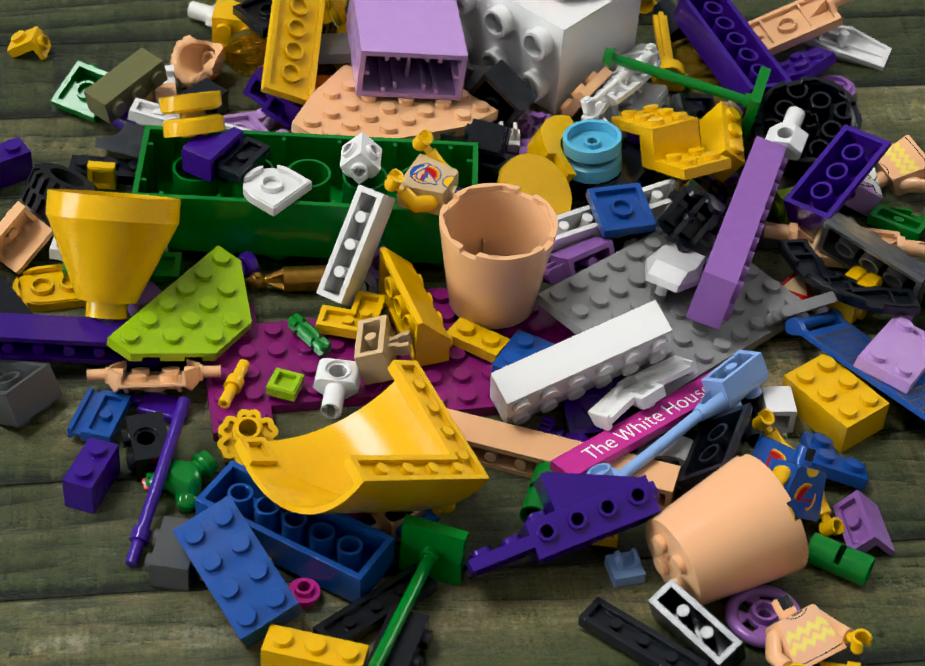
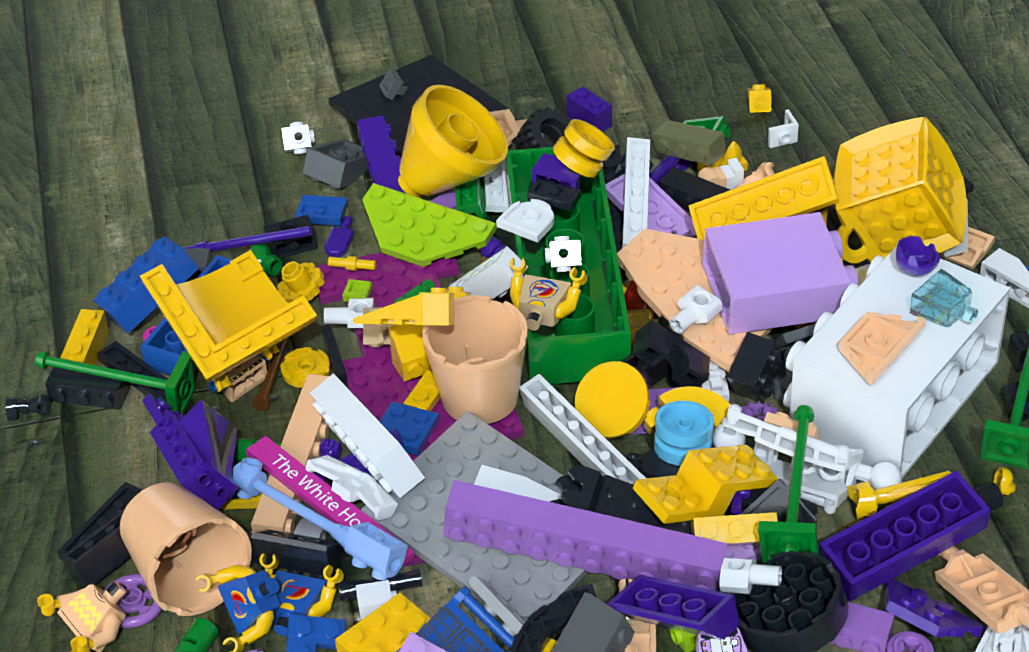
camera: 90 degrees right, 0 degrees up
(91, 475) = (254, 212): dark purple piece -> none
(104, 34) = (785, 133): none -> white bracket
(153, 381) = (355, 225): light nougat plate -> none
(437, 103) = (696, 307): none -> white piece
(440, 274) = (423, 309): none -> yellow wedge
(577, 258) = (546, 447): medium lavender brick -> none
(620, 210) = (597, 451): blue plate -> none

